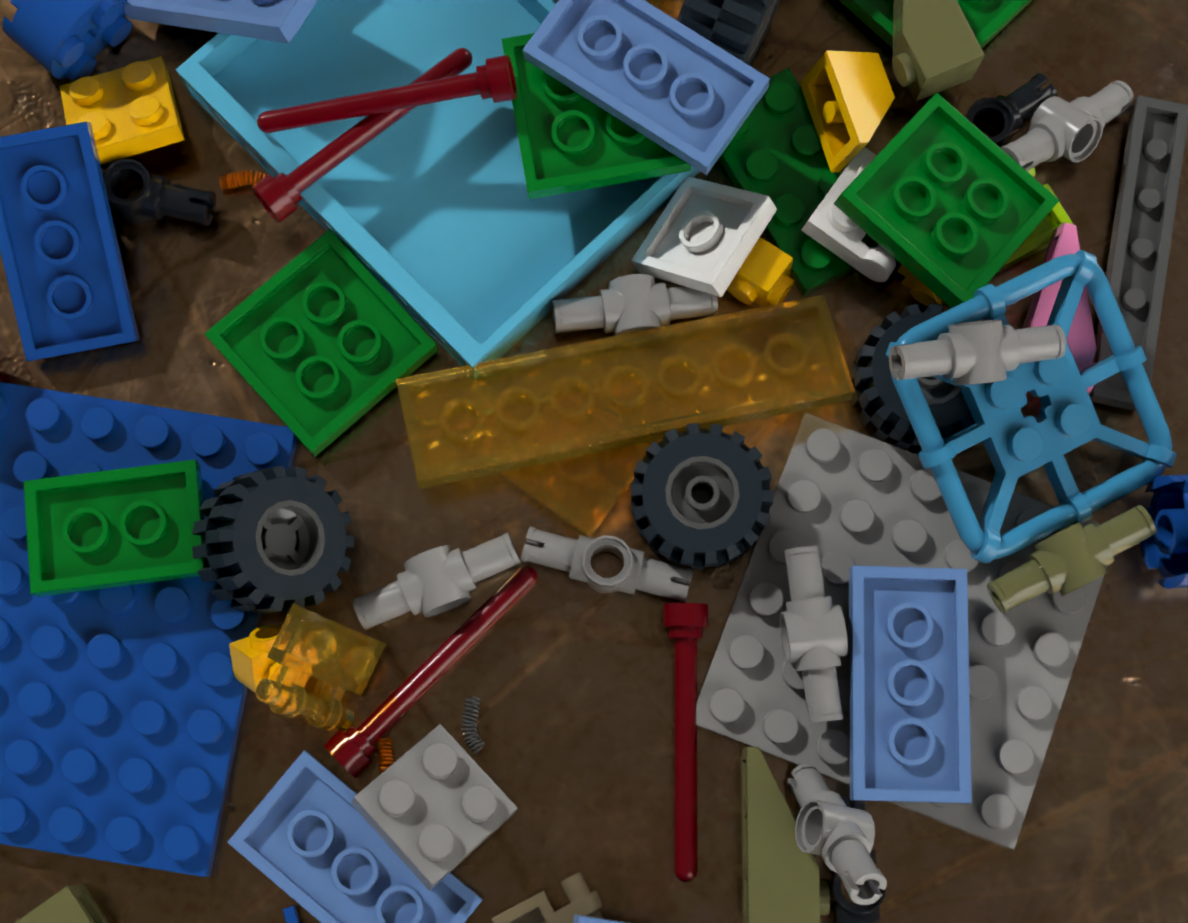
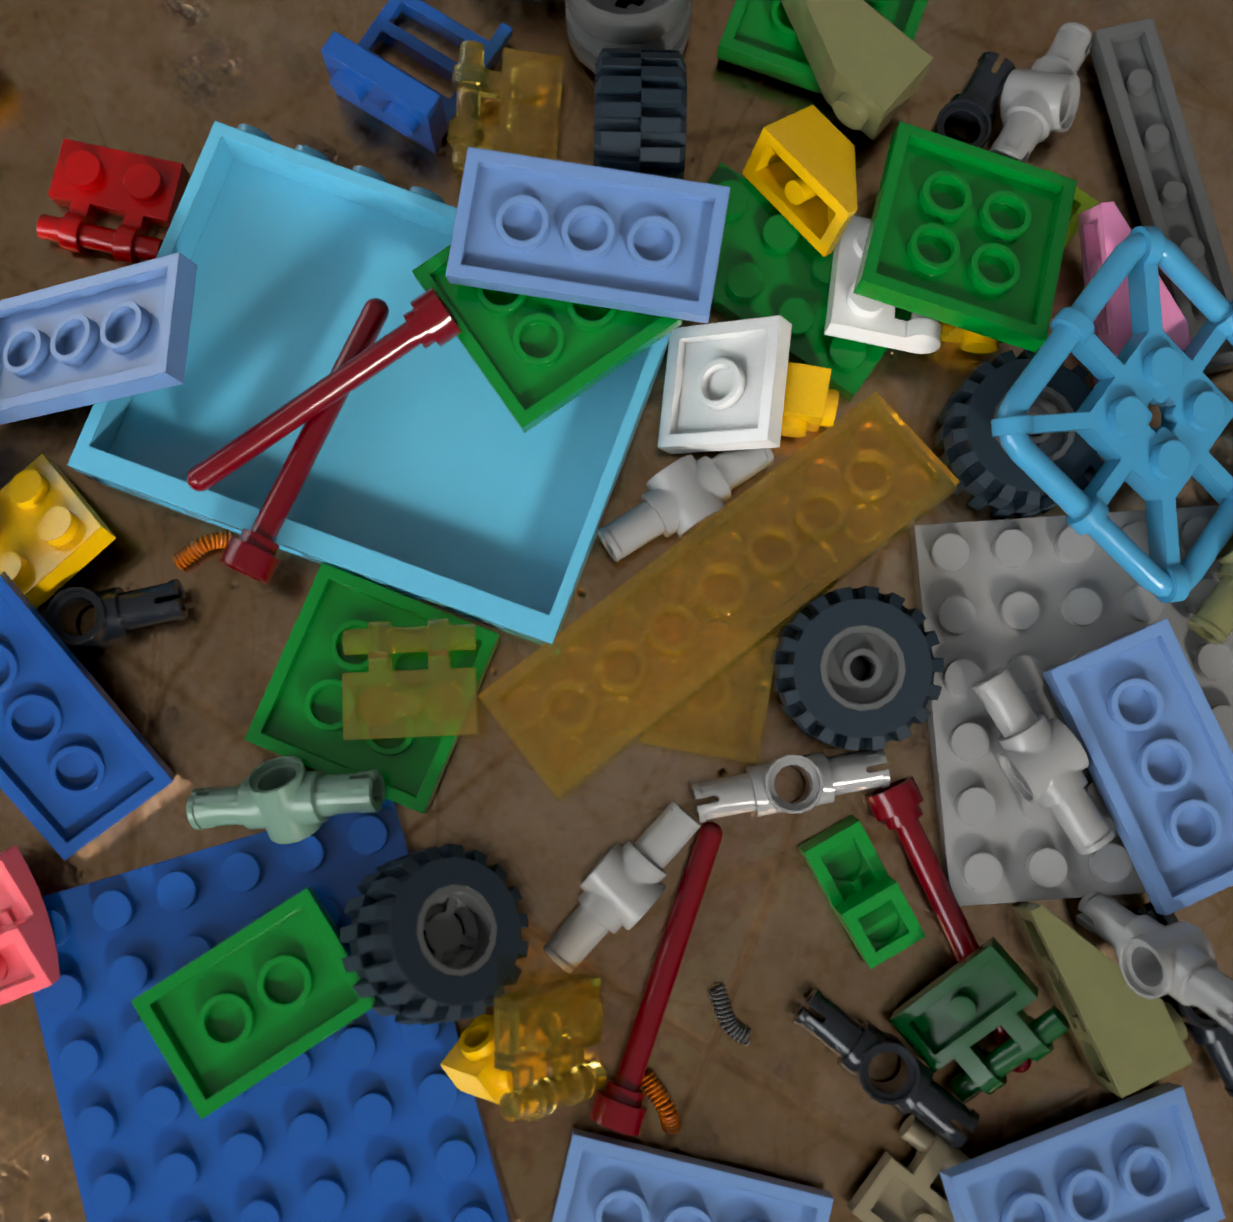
camera: 30 degrees left, 5 degrees up
(213, 392) = (286, 799): none -> sand green pin
(343, 360) = (410, 701): none -> clear yellow plate
(434, 806) = (737, 1126): light grey plate -> none
(588, 848) = (909, 1091): none -> black pin
(624, 677) = (861, 891): none -> green slope
(659, 800) = (969, 1004): none -> dark green plate
(977, 352) = (1092, 390): light grey pin -> none

